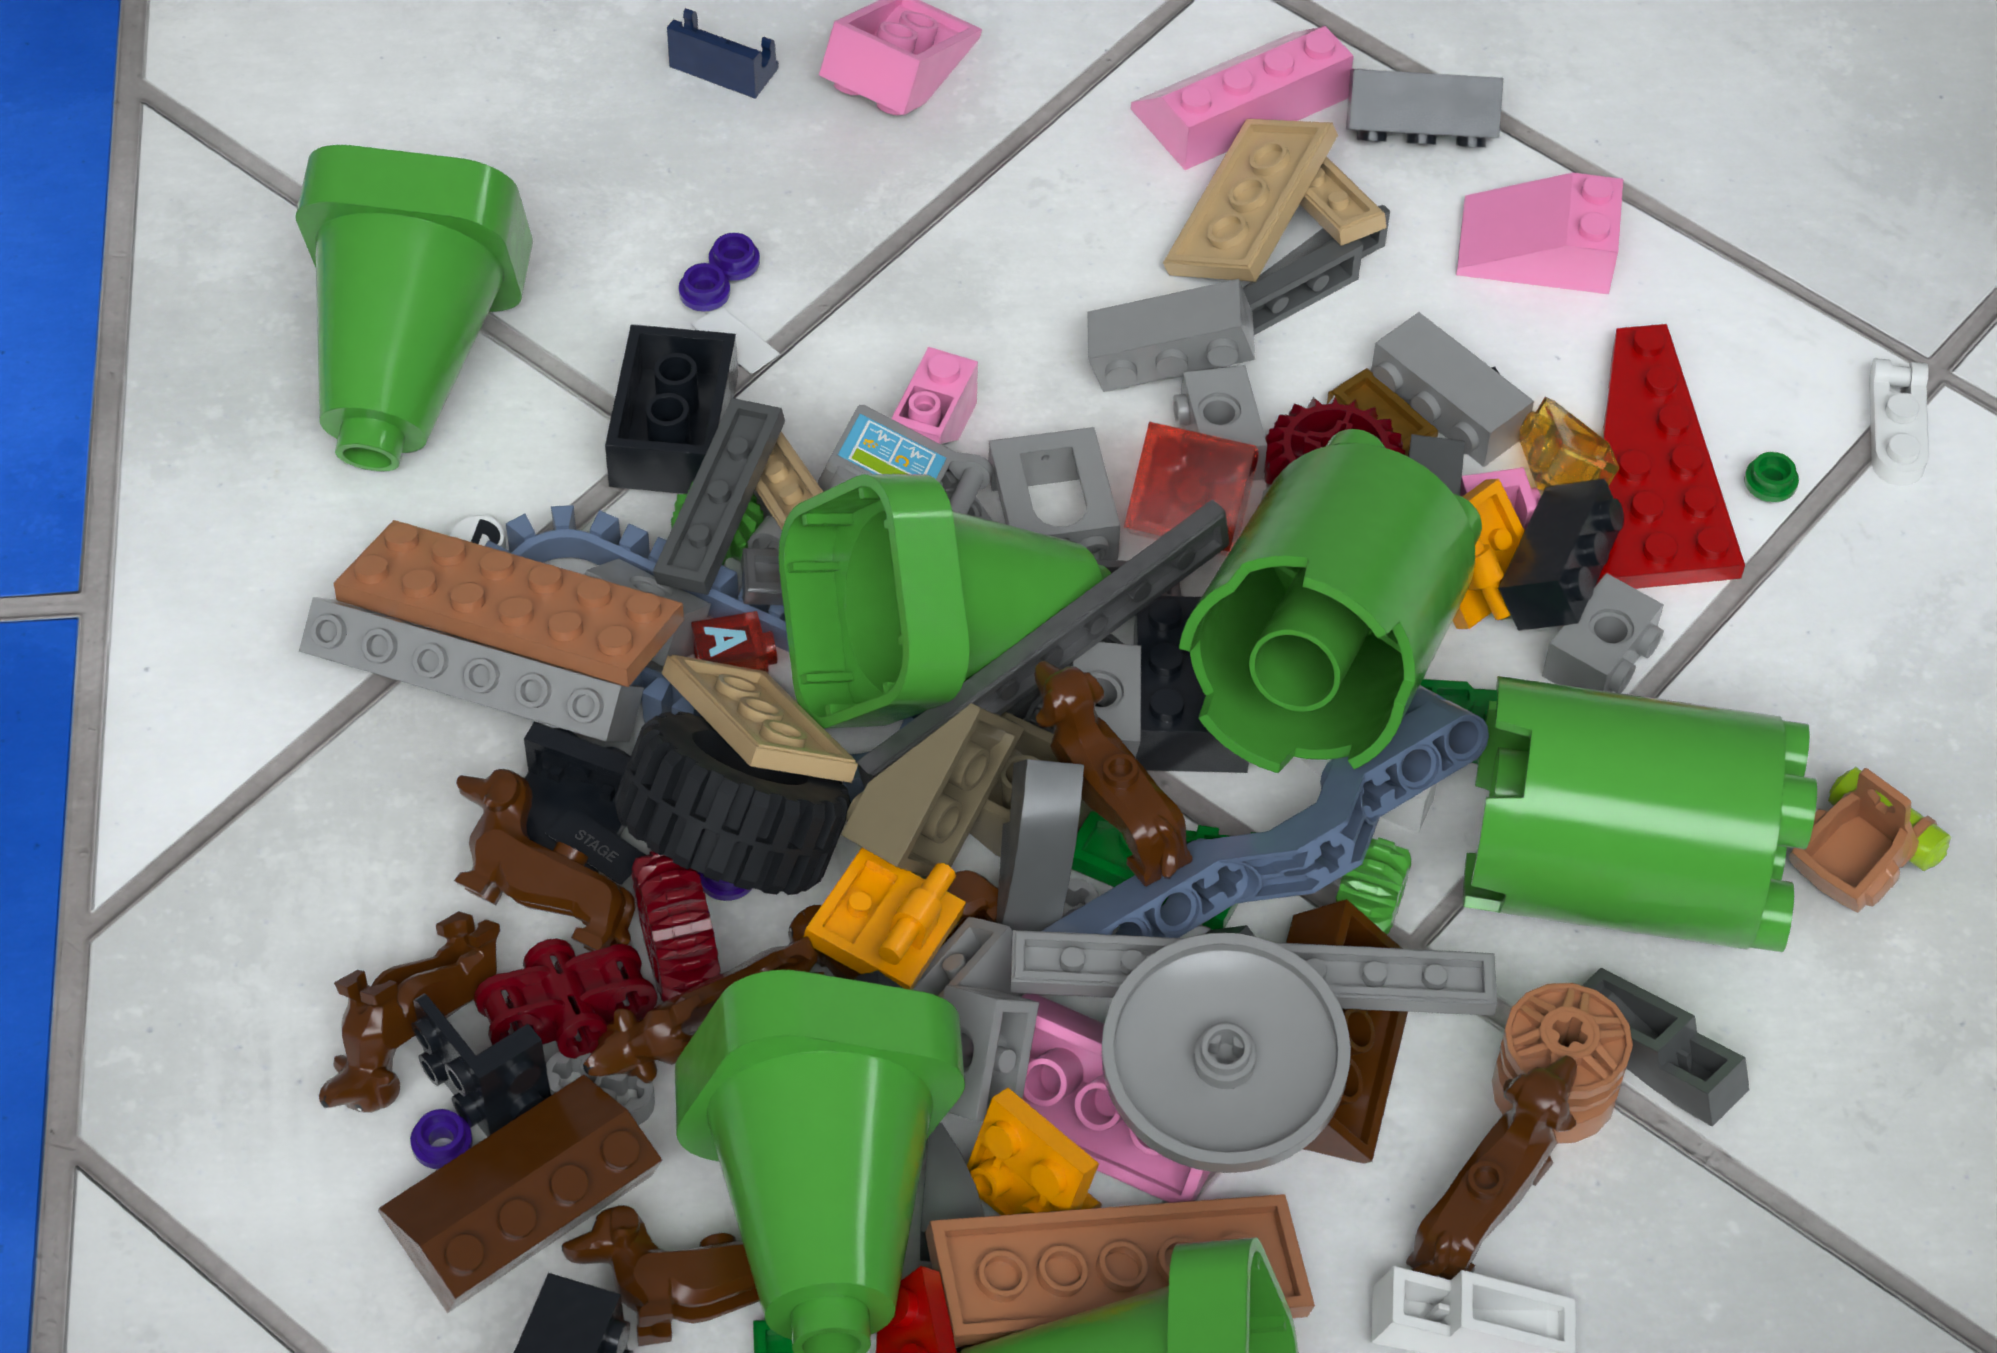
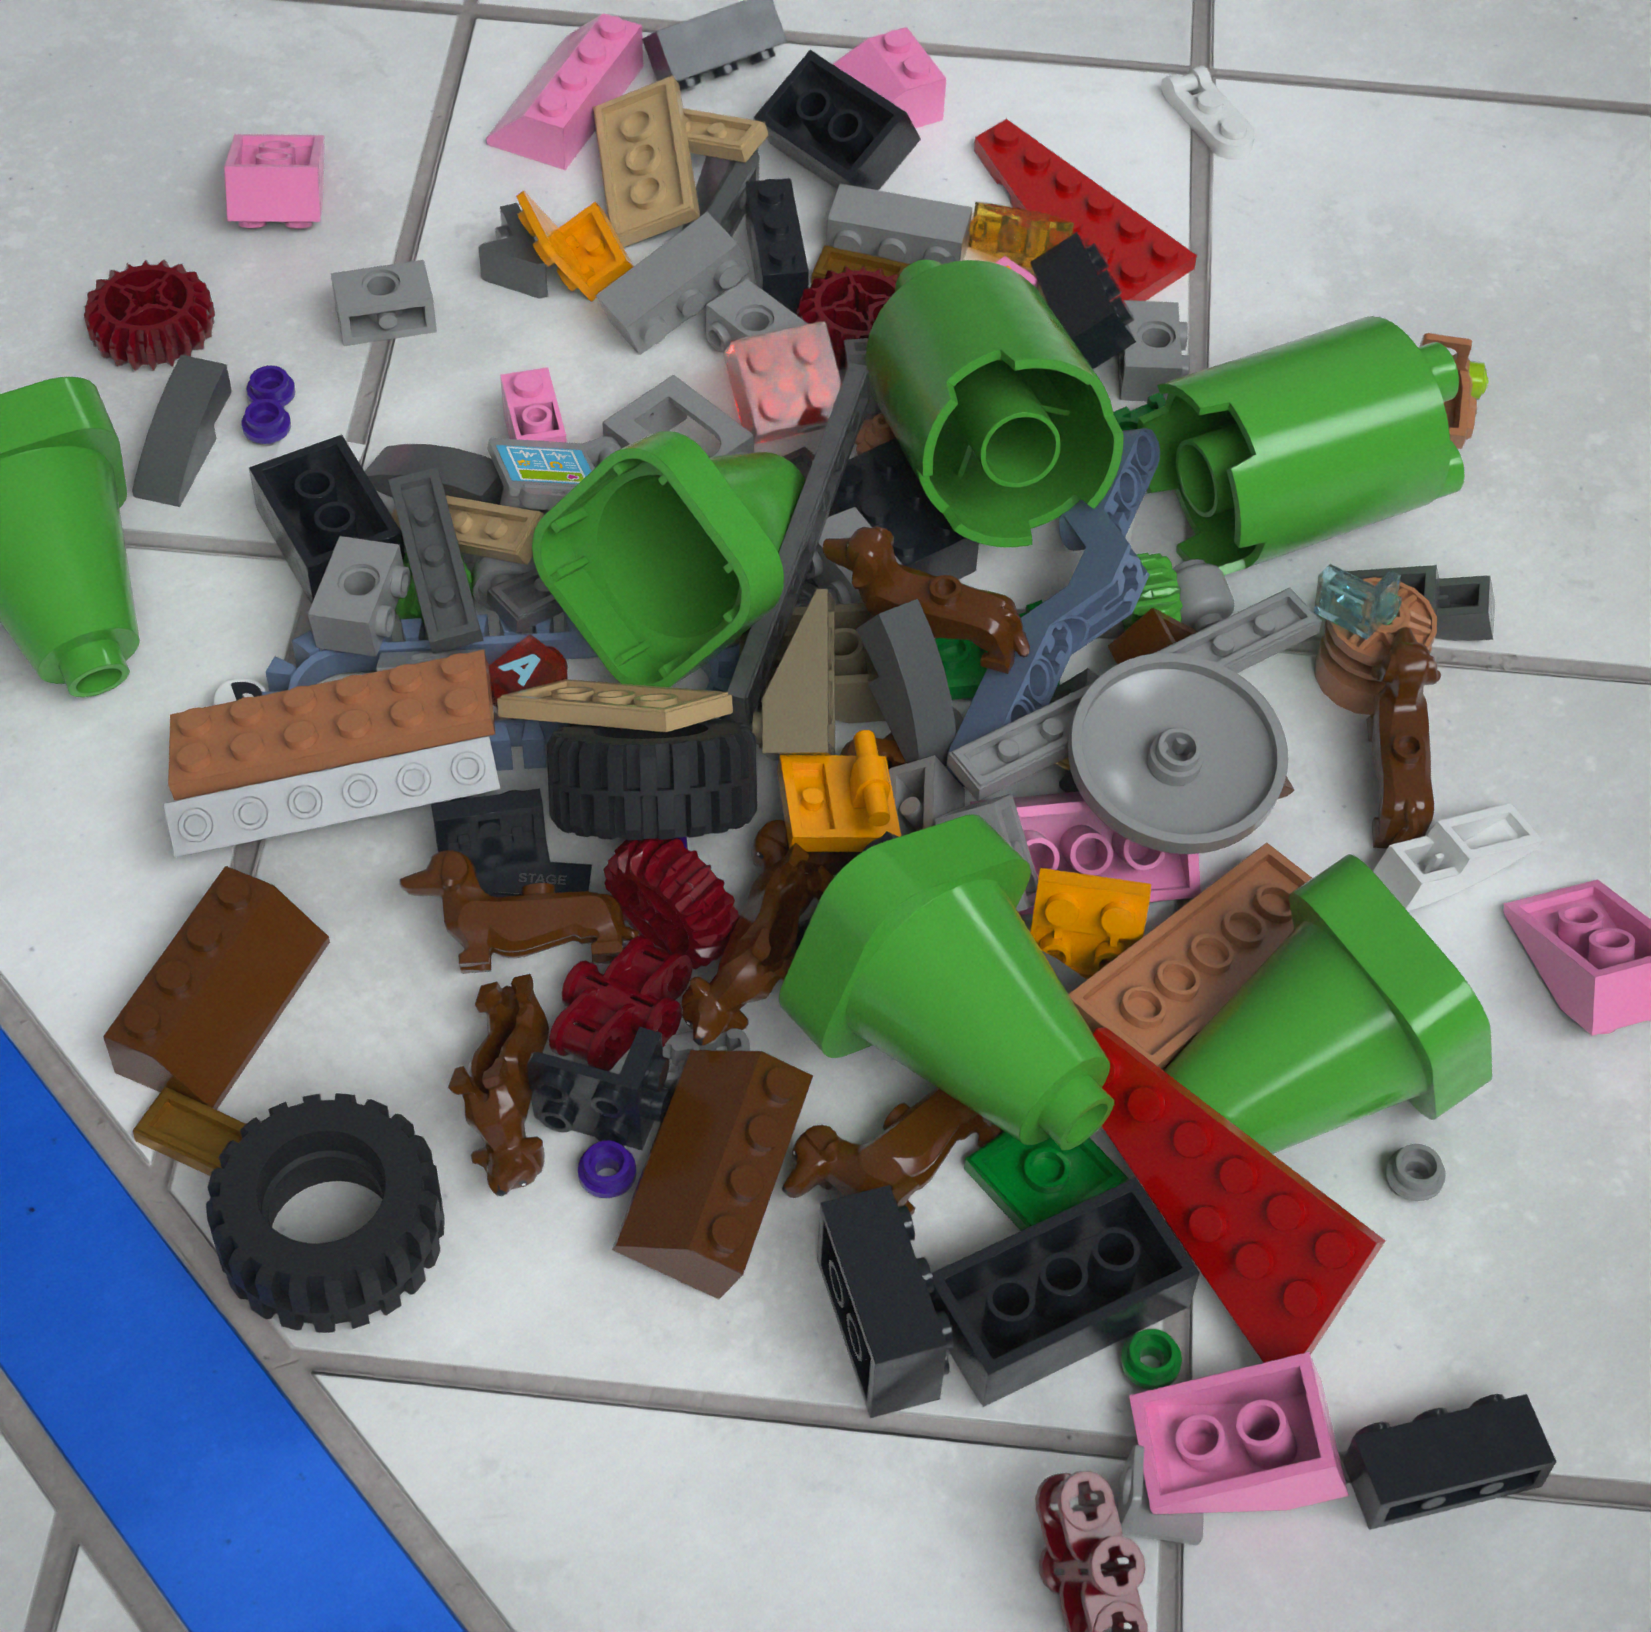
camera: 35 degrees left, 0 degrees up
(144, 910) = (187, 1130): none -> pearl gold tile
(159, 971) = (340, 1277): none -> black tyre
(249, 789) = (216, 990): none -> reddish brown slope
(622, 259) = (182, 430): none -> dark grey slope
(625, 495) = (358, 596): none -> light grey brick
(681, 134) = (160, 314): none -> dark red gear
(719, 58) = (115, 247): dark blue hinge -> none
(810, 412) = (461, 472): none -> dark grey slope
(896, 223) = (383, 302): none -> light grey brick
(1053, 238) = (512, 258): none -> dark grey slope
(1108, 259) = (582, 248): none -> light orange bracket
(1311, 343) = (776, 241): none -> black brick
(1431, 913) = (1203, 594): none -> light grey head
(1463, 252) = (837, 125): none -> black brick
(1536, 1008) = (1355, 602): none -> clear light blue bracket
(1772, 477) = (1162, 188): green plate -> none

